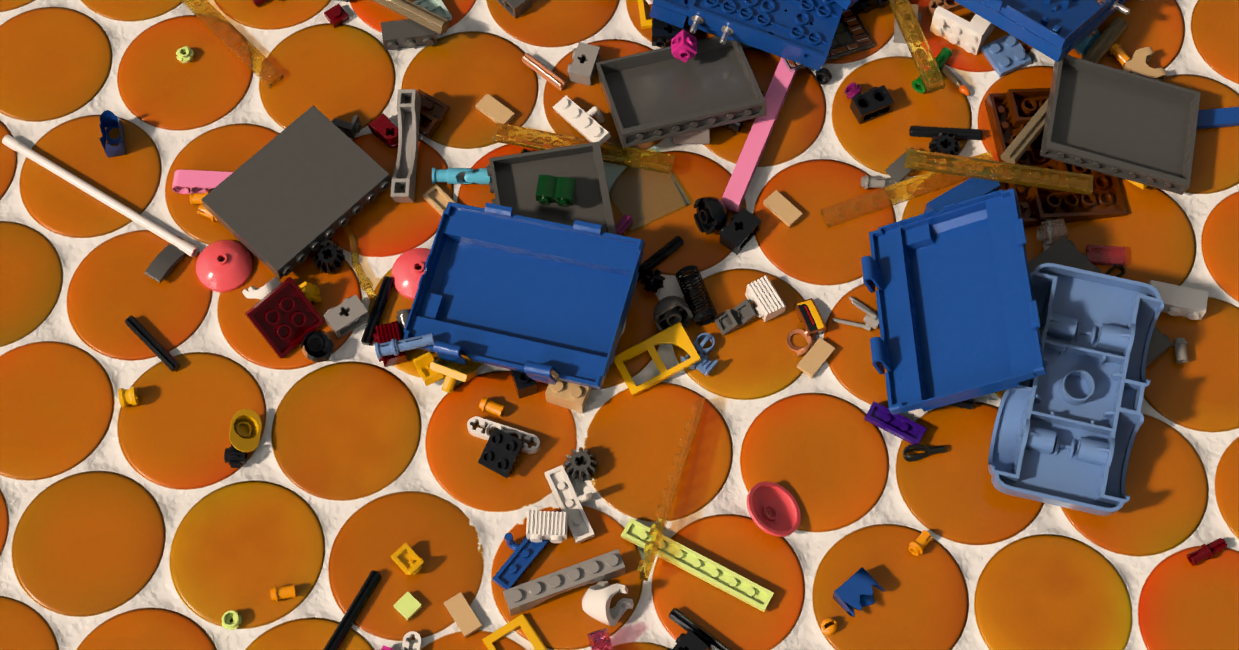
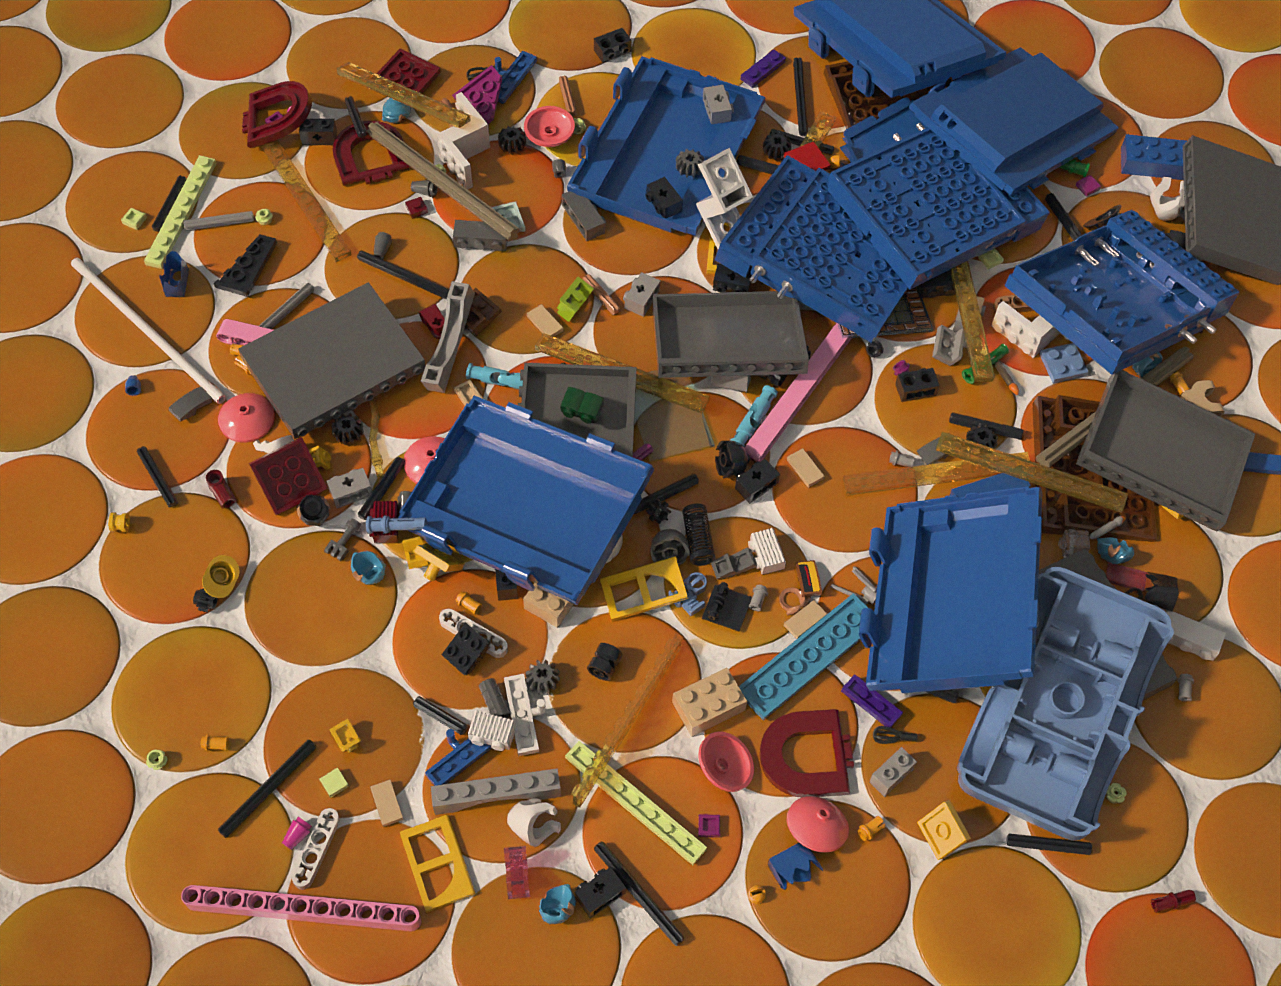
camera: 10 degrees right, 5 degrees down
(52, 82) = (134, 218): none -> yellowish green tile
(84, 59) = (170, 200): none -> black axle
(98, 66) = (180, 211): none -> yellowish green plate
(102, 256) = (132, 385): none -> blue hose
(139, 68) = (220, 220): none -> light grey axle
(183, 112) = (247, 268): none -> black wing
(220, 344) = (220, 489): none -> dark red piece
(235, 144) = (288, 306): none -> light grey axle
(312, 62) = (382, 244): none -> dark grey cone
(342, 88) = (403, 274): none -> black axle
(348, 128) = (399, 312): dark grey bracket -> none
(360, 354) = (353, 526): none -> dark grey hinge
(386, 392) = (367, 567): none -> dark azure hair
(492, 521) = (440, 715): none -> black axle
(519, 81) = (574, 298): none -> lime window
(539, 494) = (494, 698): none -> dark grey axle
(582, 120) = (626, 346): white plate -> none
(636, 437) = (604, 662): none -> black wheel
(684, 46) = (741, 293): dark pink brick -> none
(722, 166) = (756, 412): none -> medium azure piece
(739, 361) = (726, 607): none -> black hinge
(744, 455) = (709, 701): none -> tan brick
(766, 345) = (760, 593): none -> light grey pin
(770, 572) = (709, 826): none -> magenta tile
(824, 395) = (804, 658): none -> dark azure plate
(852, 514) = (806, 784): none -> dark red piece
(871, 549) = (817, 824): none -> coral dish
(893, 58) = (948, 345): none -> light grey bracket
(929, 486) = (893, 771): none -> light grey brick
(988, 531) = (943, 830): none -> yellow tile
(1080, 211) = (1108, 527): none -> light grey piece
(1085, 523) = (1049, 844): none -> black axle
(1091, 233) = (1113, 551): none -> dark azure hair
(1136, 467) = (1112, 797): none -> yellowish green plate
(1144, 263) = (1163, 593): none -> black piece

